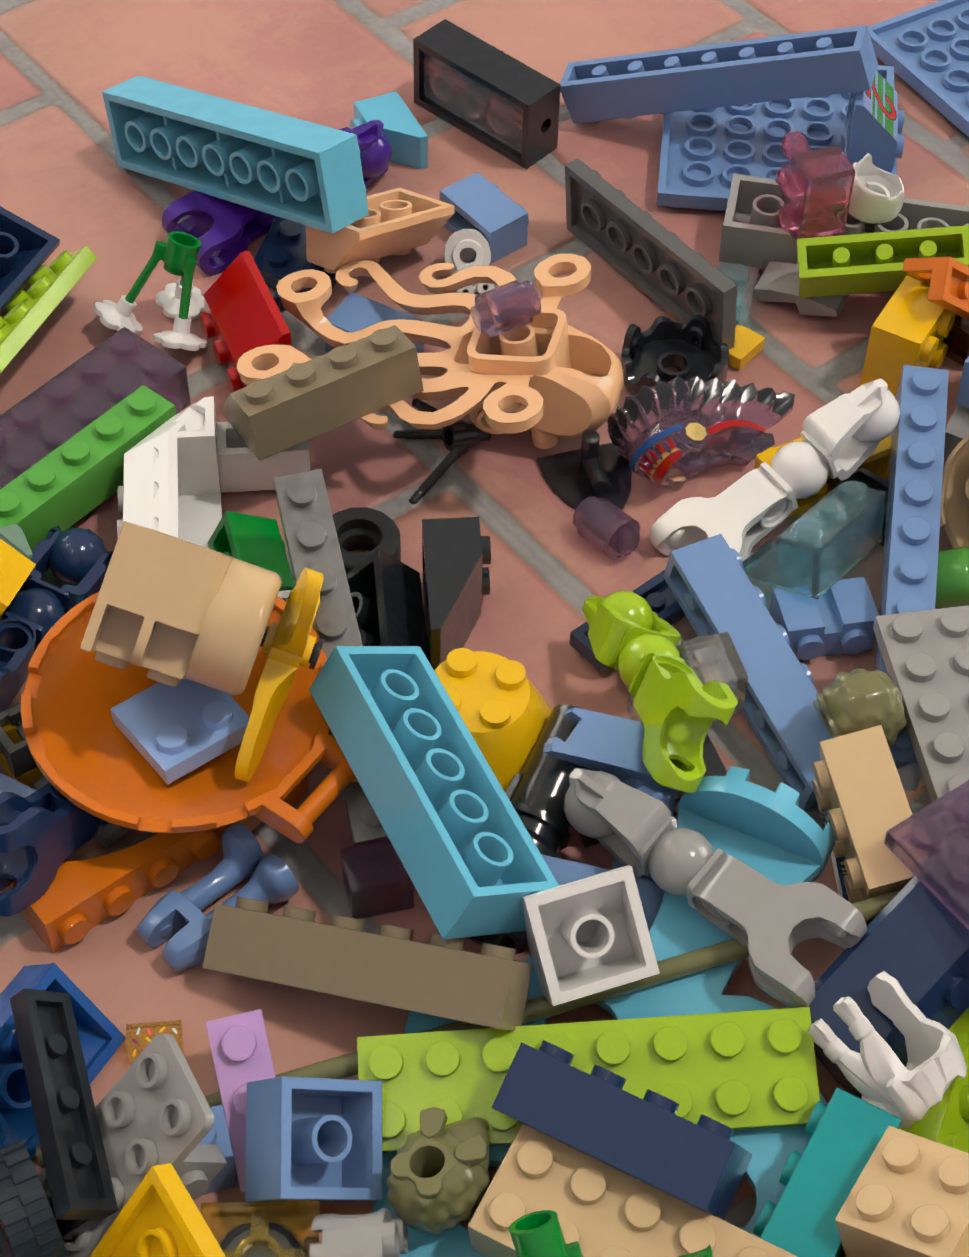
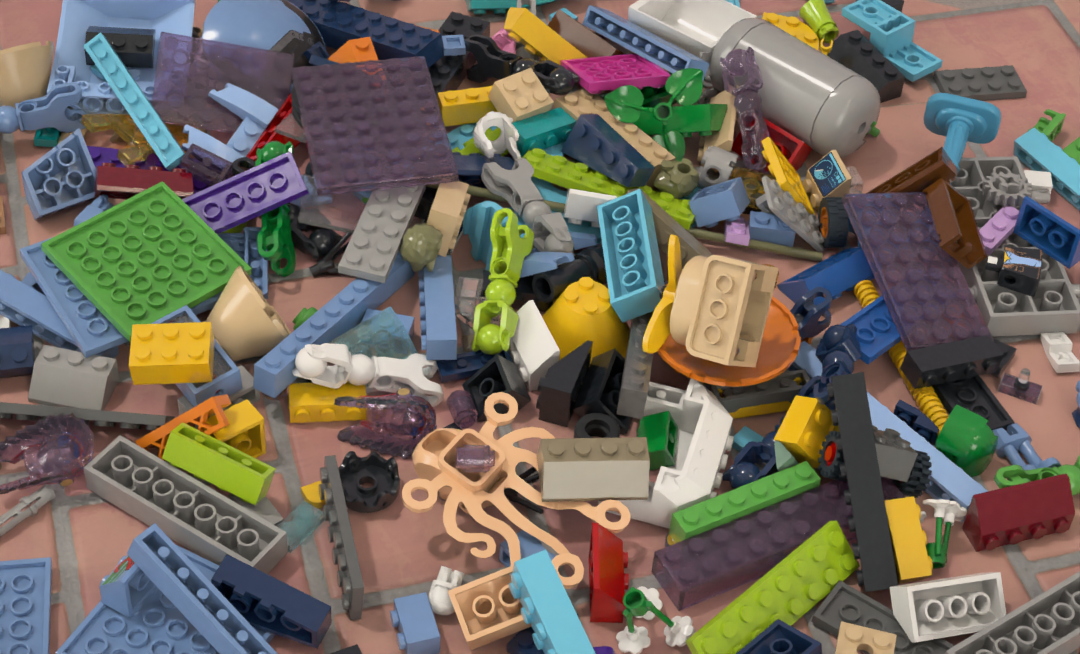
camera: 160 degrees left, 5 degrees down
(63, 1110) = (813, 227): black fence -> none
(552, 656) = (532, 346): none -> white slope
(560, 572) = (496, 377): none -> black slope
(680, 144) = (272, 603): none -> dark blue wedge
(815, 189) = (234, 498): clear pink brick -> none
(875, 193) = (186, 506): white hair -> none

